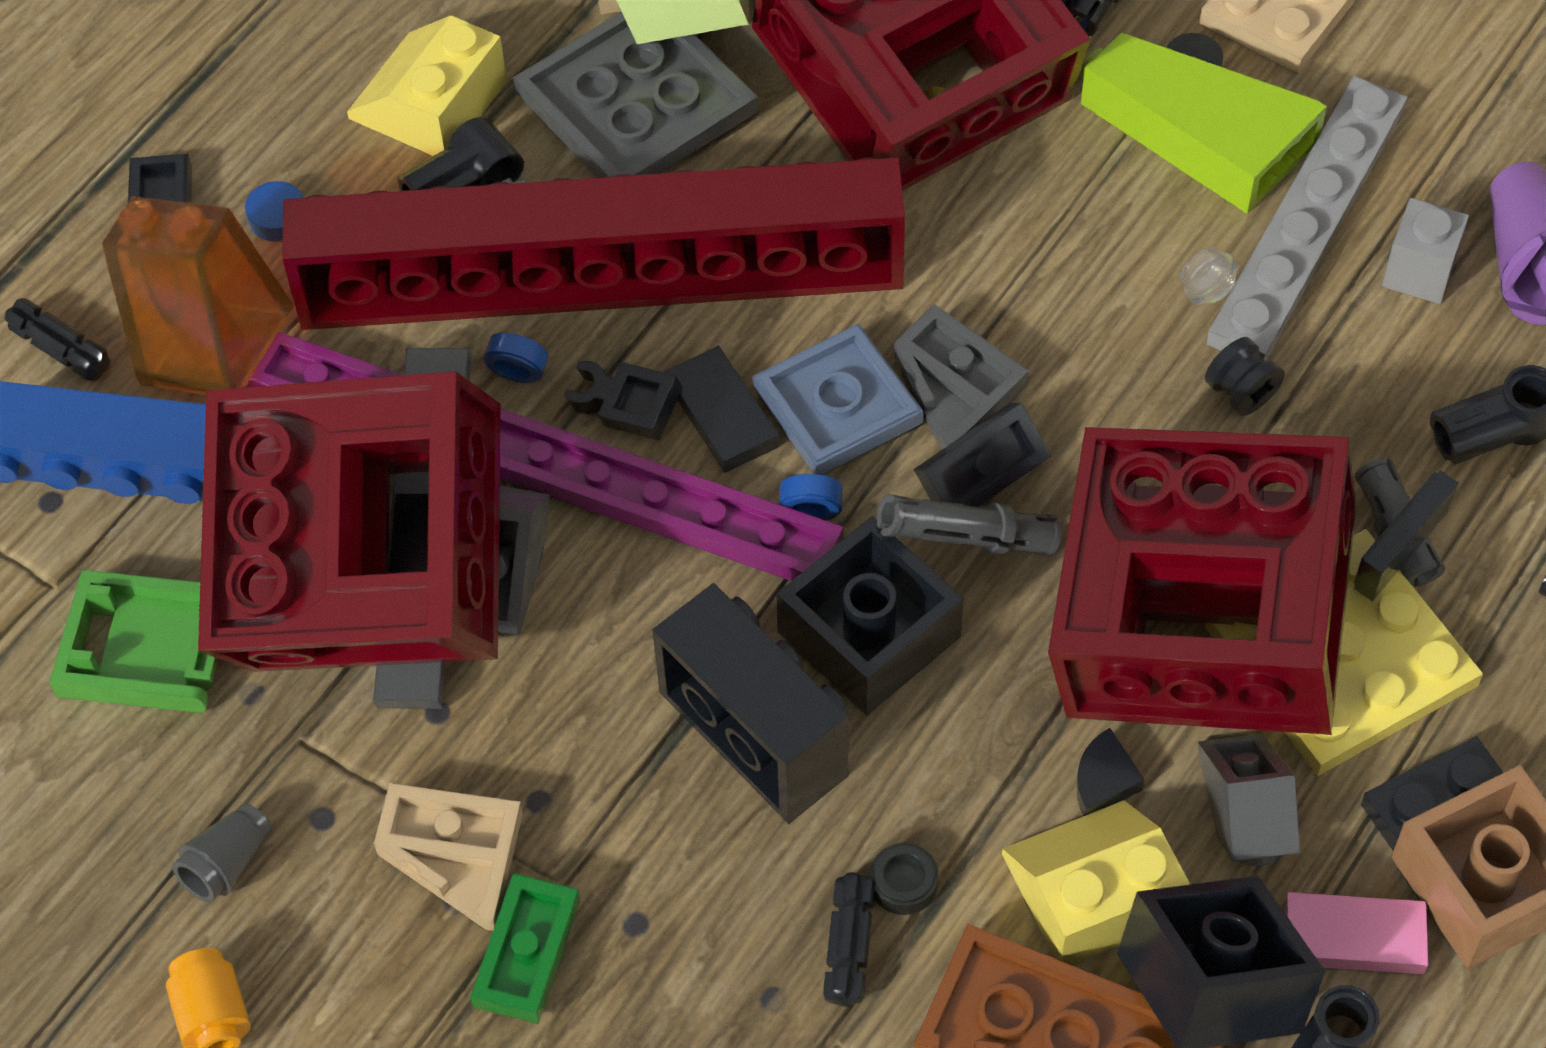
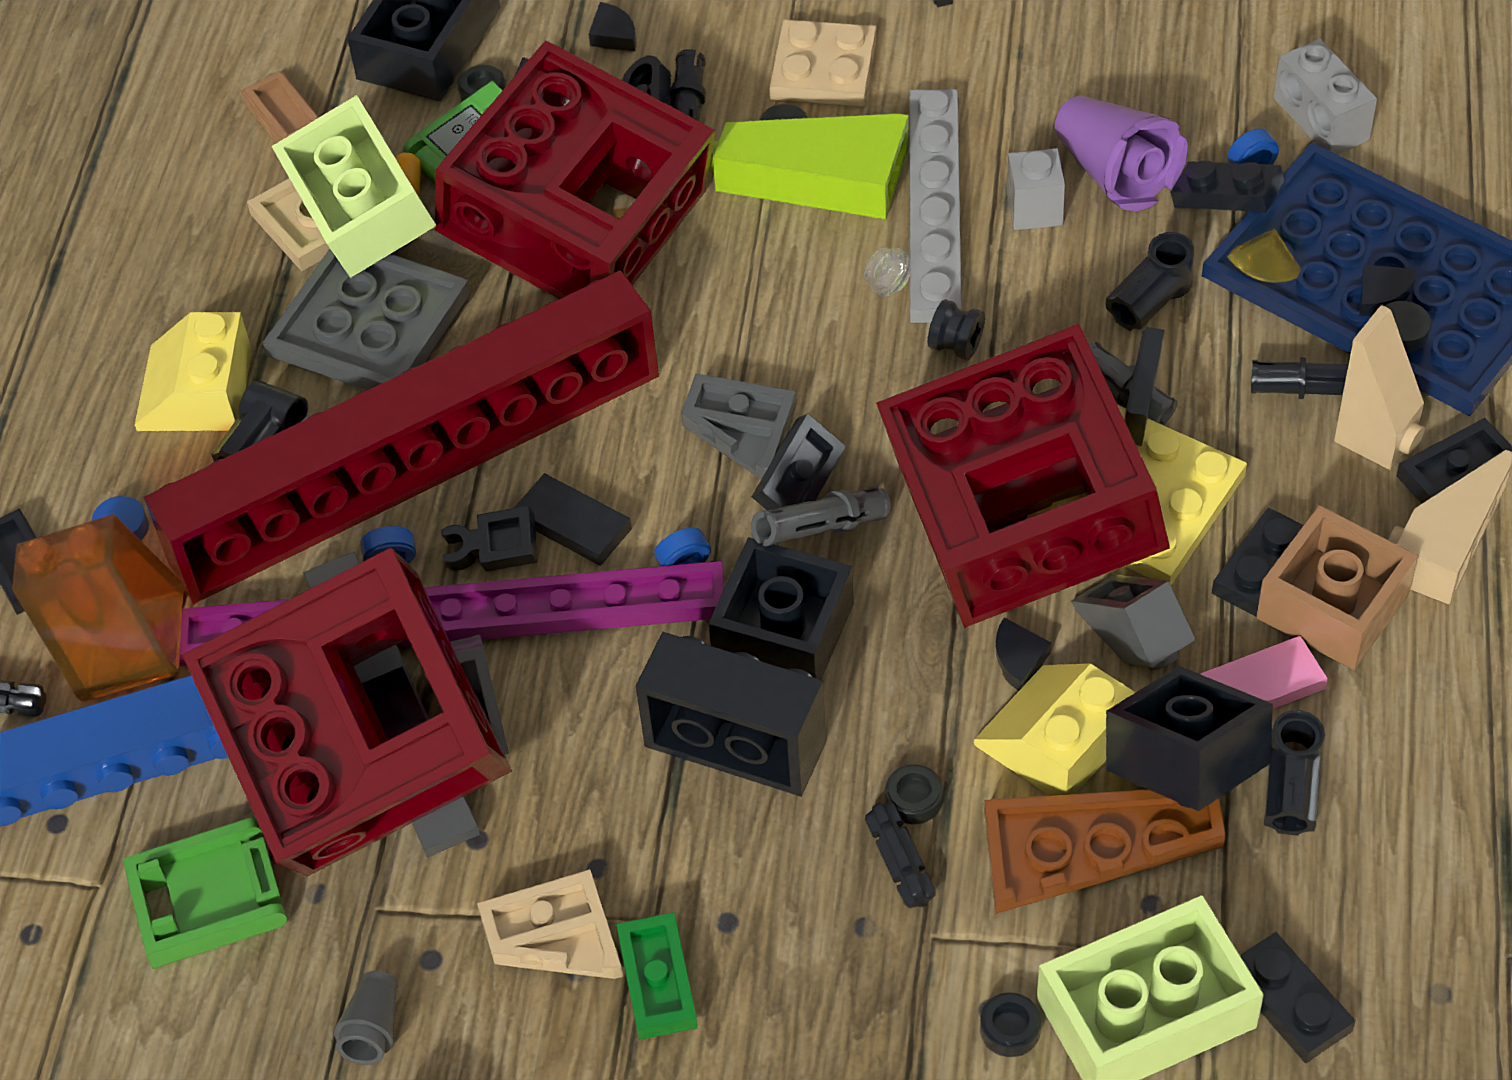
camera: 25 degrees left, 5 degrees down
(837, 399) = (660, 473): sand blue plate -> none

